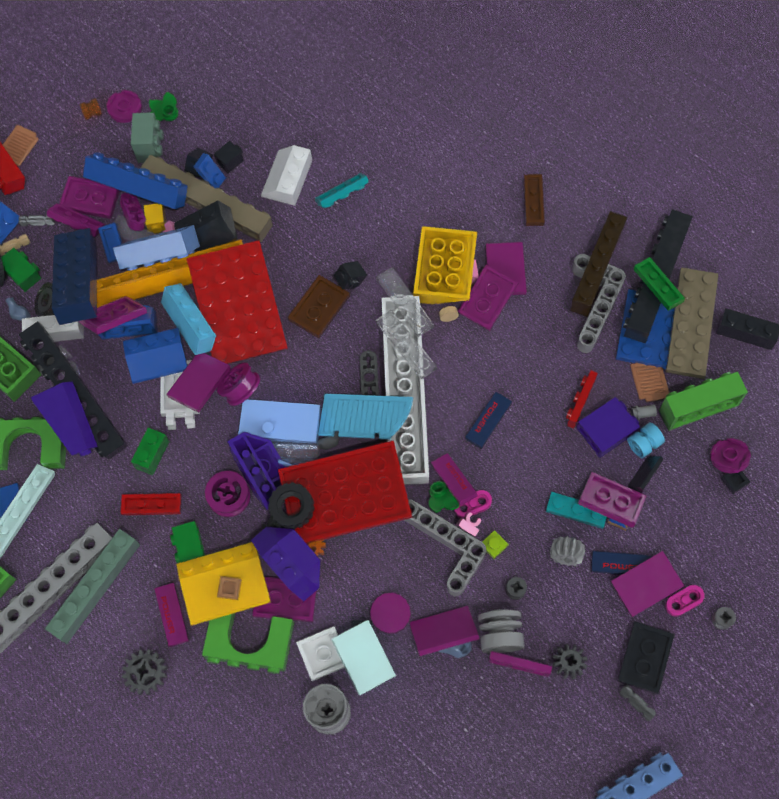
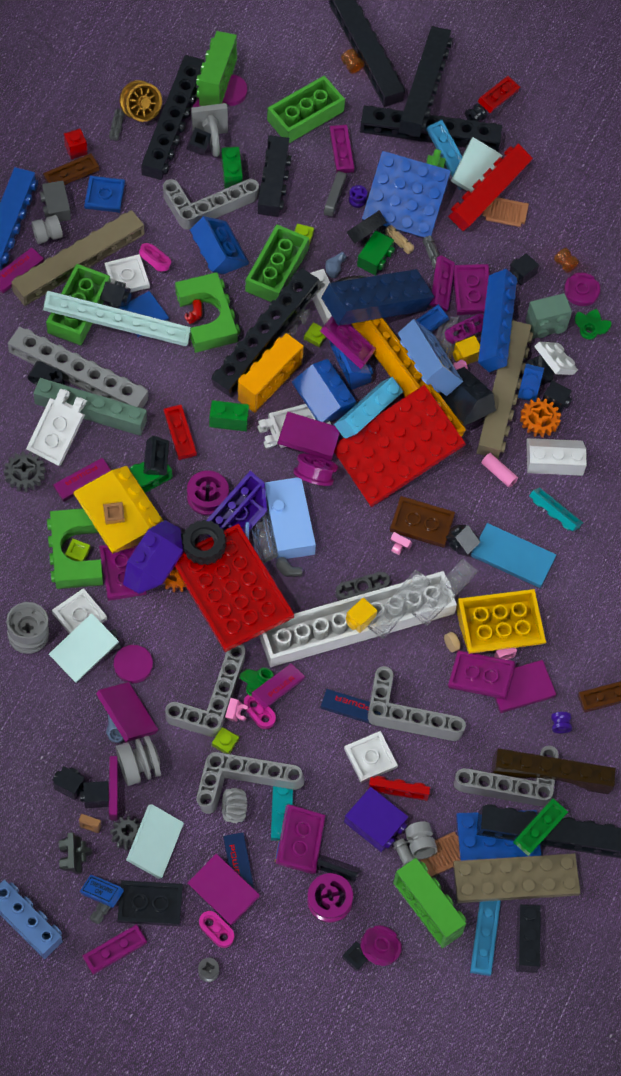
camera: 65 degrees right, 5 degrees down
(22, 455) = (196, 314): none -> red arm
(35, 626) = (44, 371): none -> black piece
(66, 417) = (235, 333): dark purple slope -> none
(85, 145) = (524, 268): none -> black brick
(87, 348) = (314, 335): none -> lime plate
(109, 625) = (57, 428): none -> white tile
(117, 399) = (270, 372): none -> light orange brick
(175, 532) = (156, 456): none -> black slope
(188, 145) = (556, 358): none -> white plate
(245, 176) = (548, 421): none -> orange gear
(252, 638) = (77, 550): none -> lime plate
(287, 226) = (499, 470): none -> bright pink piece
(336, 331) = (400, 542): none -> bright pink tile
(363, 415) = (316, 586): medium azure piece -> none
(375, 238) = (513, 555): none -> dark azure tile
(410, 380) = (360, 615): none -> yellow brick
(502, 707) = (68, 782): none -> black brick
(512, 372) = (407, 714): none -> light grey beam
(515, 592) = (186, 774): dark grey wheel -> none
(522, 684) = (95, 794): none -> black brick
(536, 532) = (243, 774): none -> light grey beam
(544, 415) = (370, 756): none -> white plate
(551, 245) = (561, 722): none -> dark purple wheel
(552, 696) = (90, 823): none -> medium nougat tile
(586, 636) = (155, 841): none -> light aqua tile
(588, 723) = (76, 851): none -> pearl dark grey hips
(626, 701) = (101, 891): none -> blue tile
(639, 392) = (420, 840): none -> light grey wheel
(645, 440) = (372, 858): medium azure wheel -> none
(684, 704) = (114, 949): none -> magenta tile
(686, 484) = (326, 883): none -> magenta wheel
(732, 363) = (485, 937): none -> dark azure tile

